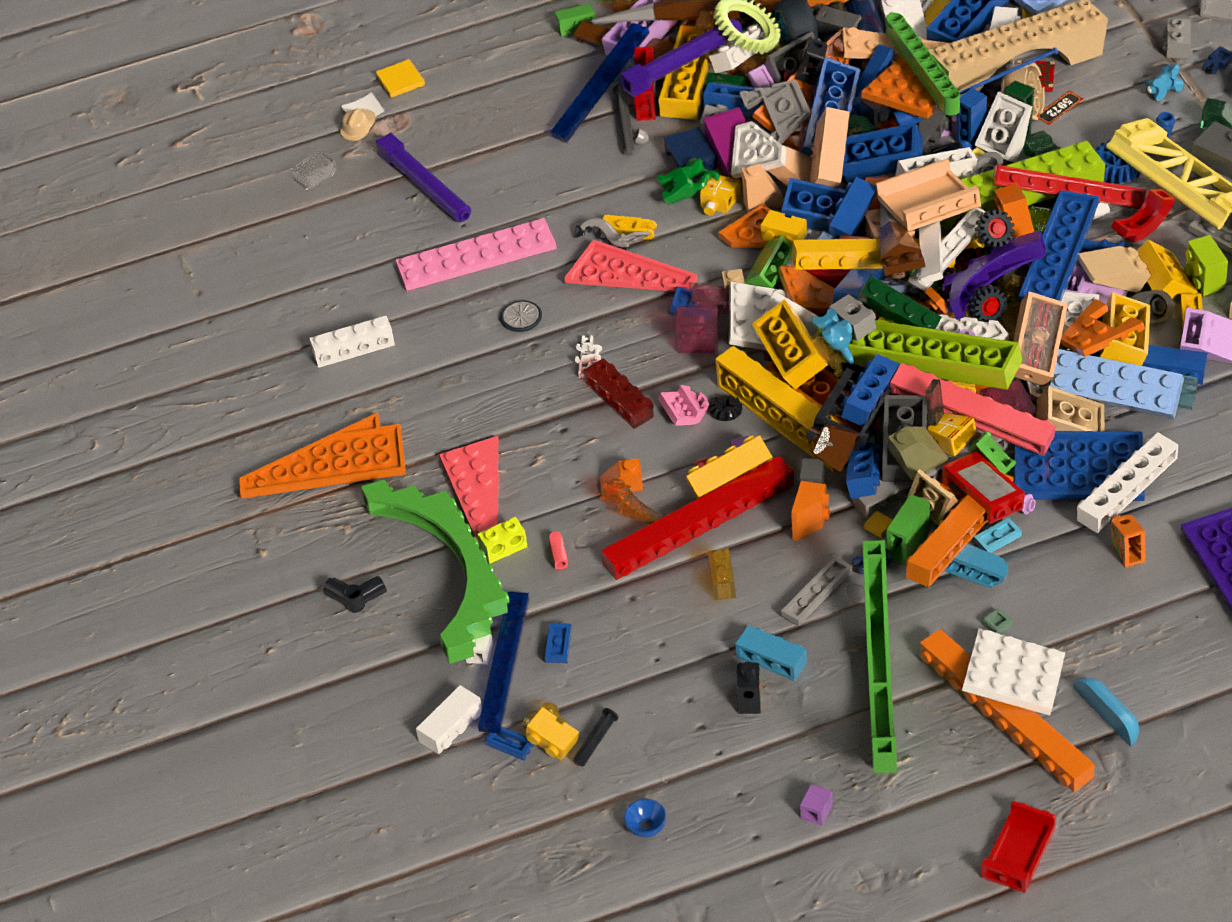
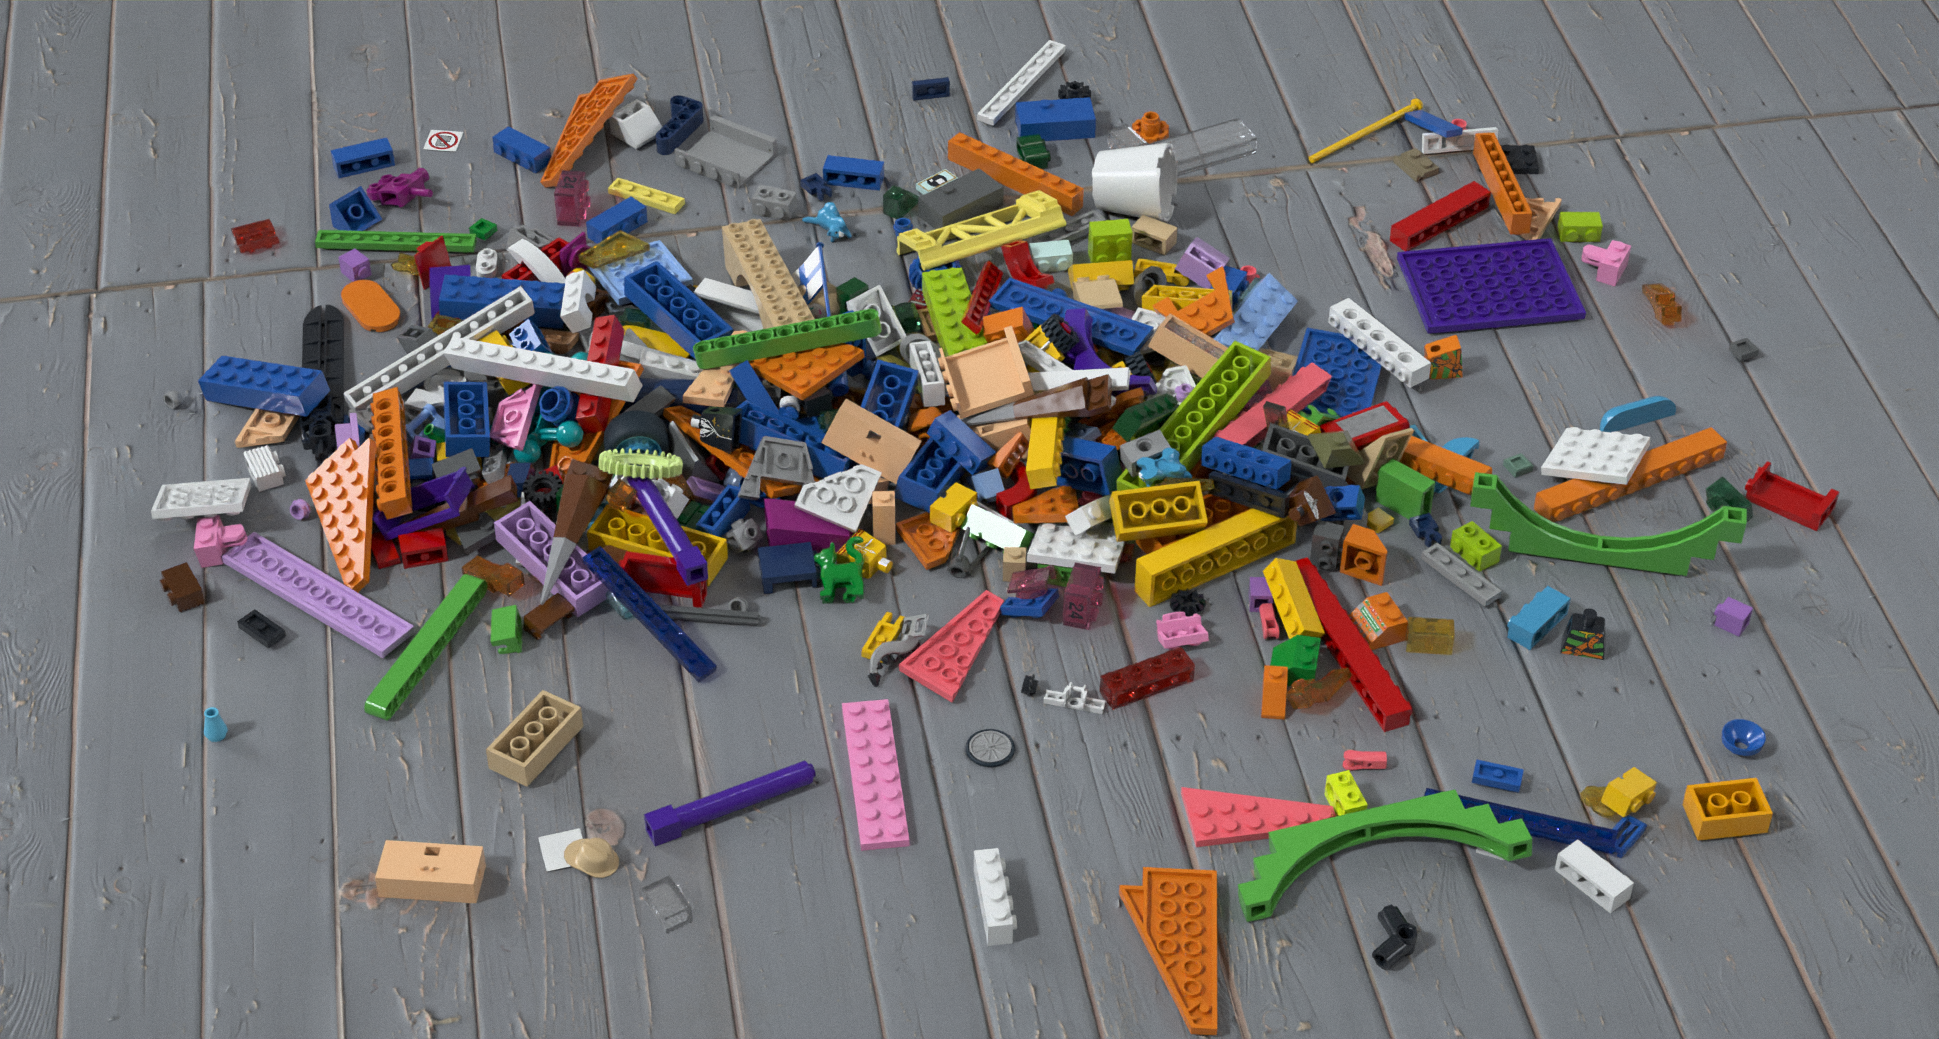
camera: 85 degrees left, 5 degrees down
(321, 45) = (430, 871): none -> light nougat brick
(400, 78) = (526, 806): yellow tile -> none
(459, 60) = (534, 738): none -> tan brick
(545, 807) = (1727, 809): none -> light orange brick
(593, 323) = (1029, 685): none -> black plate
(595, 737) = (1625, 762): black axle -> none
(664, 490) = (1300, 657): none -> green slope
(726, 253) = (959, 565): none -> dark grey plant
(737, 534) = (1380, 621): none -> orange slope
(851, 598) = (1475, 546): none -> lime brick
(980, 788) = (1725, 494): none -> clear green brick
(1176, 232) = (1051, 255): none -> light aqua brick
(1216, 379) = (1251, 272): none -> coral plate

